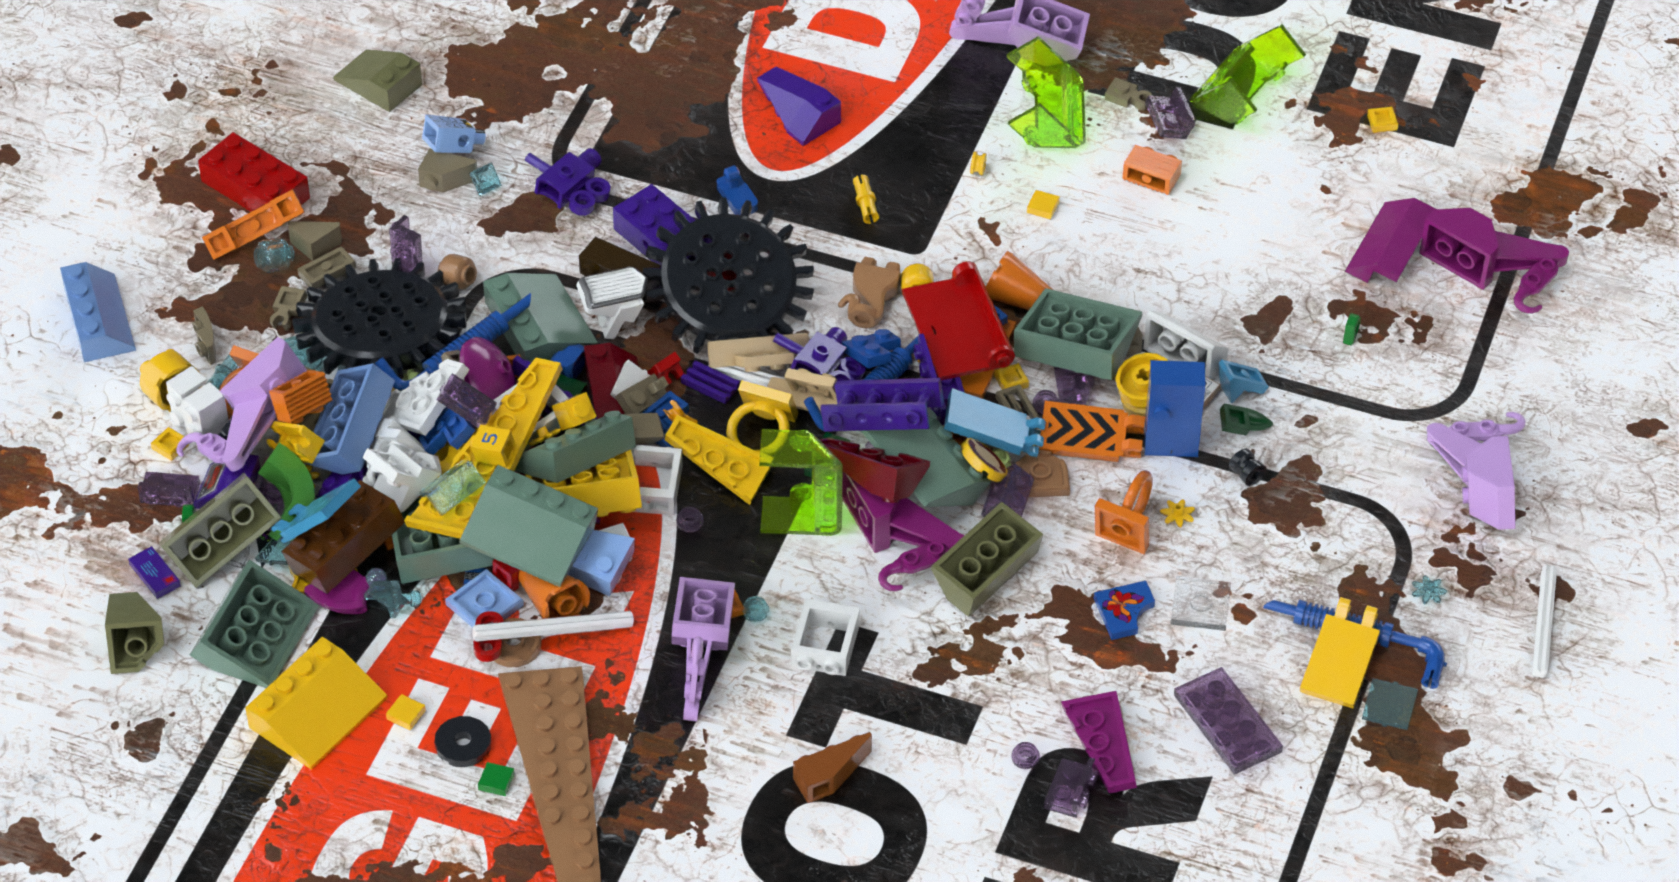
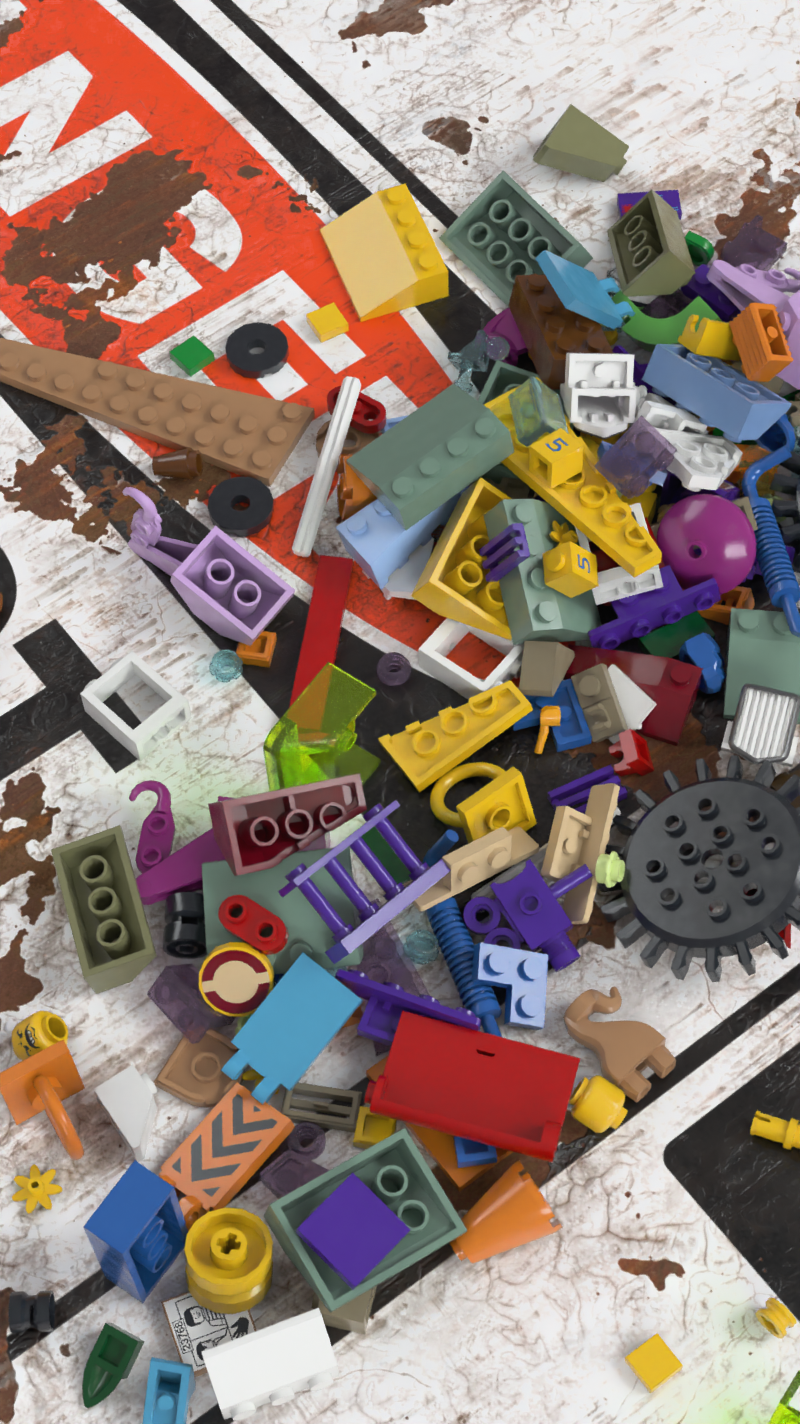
camera: 125 degrees right, 10 degrees up
(592, 444) = (503, 546): none -> dark purple tile
(606, 725) = (179, 464): none -> reddish brown cone
(610, 662) = (237, 491): none -> black tile
(706, 566) = (323, 620): none -> red tile
(766, 327) = (609, 869): none -> yellowish green plate
(948, 449) = (251, 923): none -> red plate
(964, 515) = (185, 927): none -> black wheel
(1093, 318) = (352, 1231): none -> dark purple tile
(1093, 550) = (38, 1033): none -> yellow head
(1096, 484) = (129, 1107): none -> white slope

